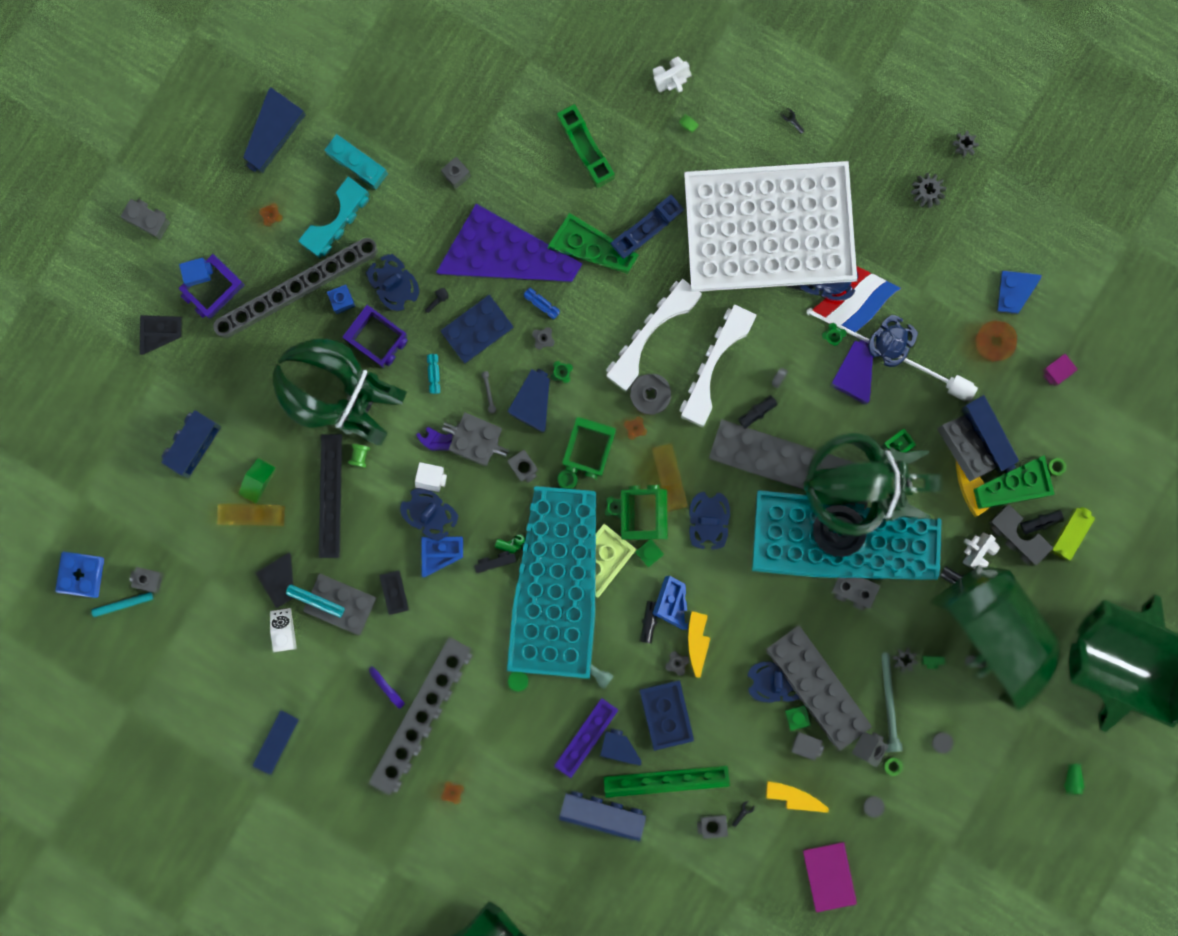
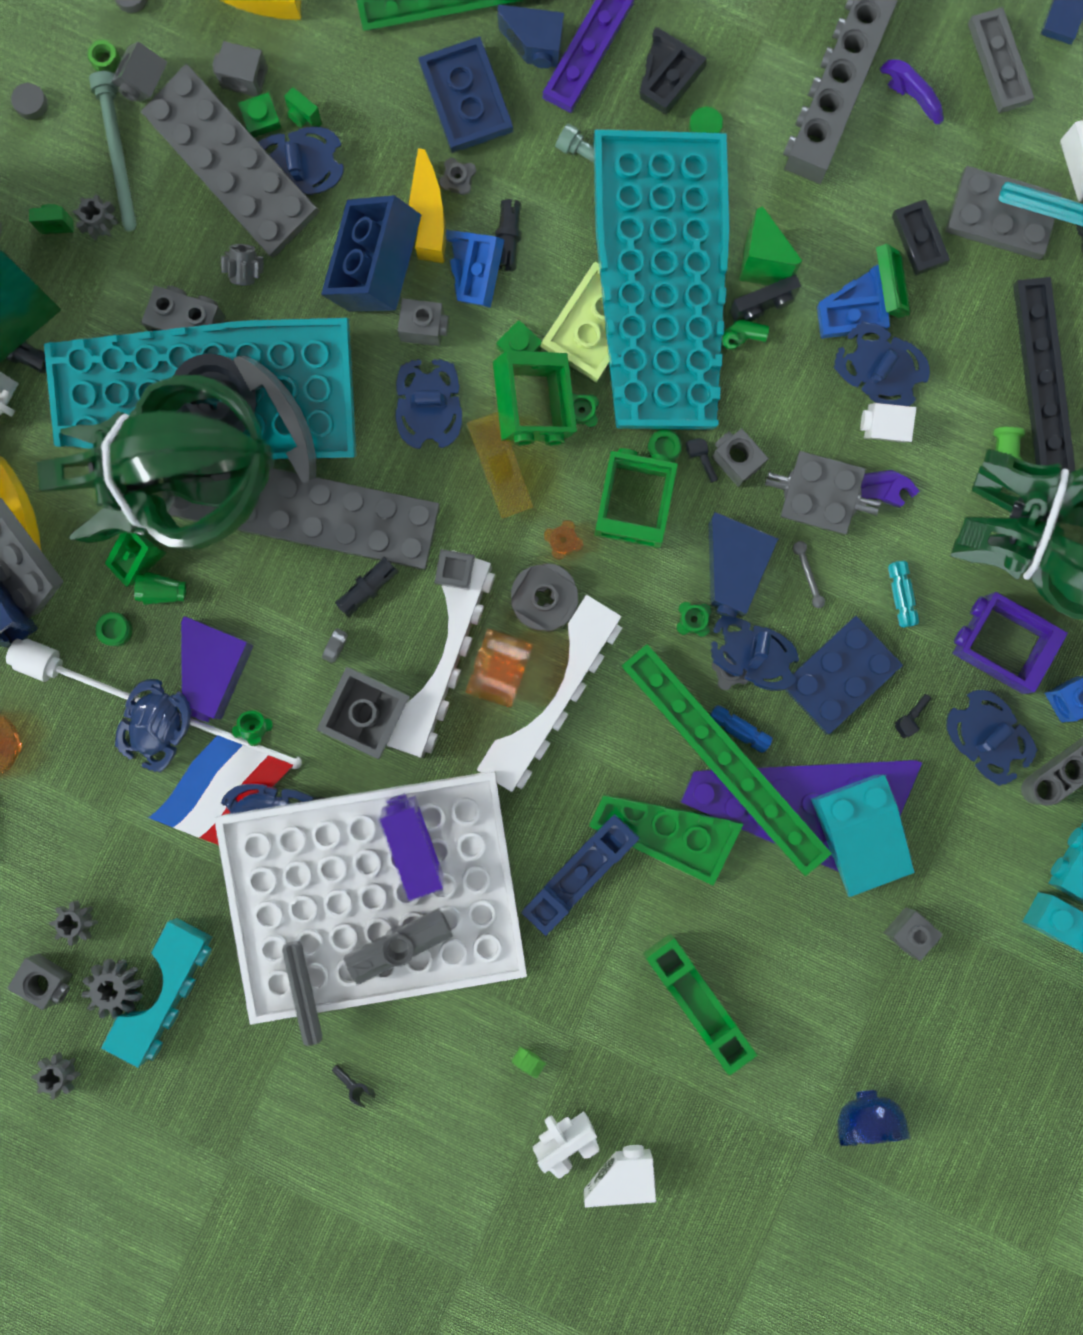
camera: 170 degrees right, 0 degrees up
(328, 701) = (1000, 60): none -> dark grey plate
(415, 566) = (893, 281): none -> green tile
(478, 232) = (864, 834): none -> teal slope
(494, 70) = (871, 1120): none -> clear blue cylinder
(494, 587) = (767, 252): none -> green slope
(527, 345) = (756, 652): none -> dark blue shield
(537, 716) = (669, 71): none -> black wing
(547, 476) = (699, 448): none -> black hand
(554, 285) = (726, 760): none -> green plate
(640, 52) = (623, 1179): none -> white slope
(682, 351) = (499, 668): none -> clear orange brick
(703, 412) = (454, 569): none -> dark grey tile
(707, 570) = (422, 322): none -> dark grey brick
(735, 612) = (371, 254): none -> dark blue brick
(743, 249) = (411, 846): none -> dark purple window
(765, 333) = (363, 713): none -> dark grey slope
(769, 190) = (378, 957): none -> dark grey piece
(770, 713) = (302, 110): none -> green plate
(807, 538) = (258, 376): none -> dark grey slope
(815, 175) = (302, 993): none -> dark grey axle
(816, 619) = (242, 264): none -> dark grey gear
(883, 423) = (158, 589): none -> green cone
(887, 206) = (179, 953): none -> teal arch
(913, 403) = (114, 629): none -> green tile
(953, 227) = (68, 930): none -> dark grey gear
(979, 198) = (26, 982): none -> dark grey brick

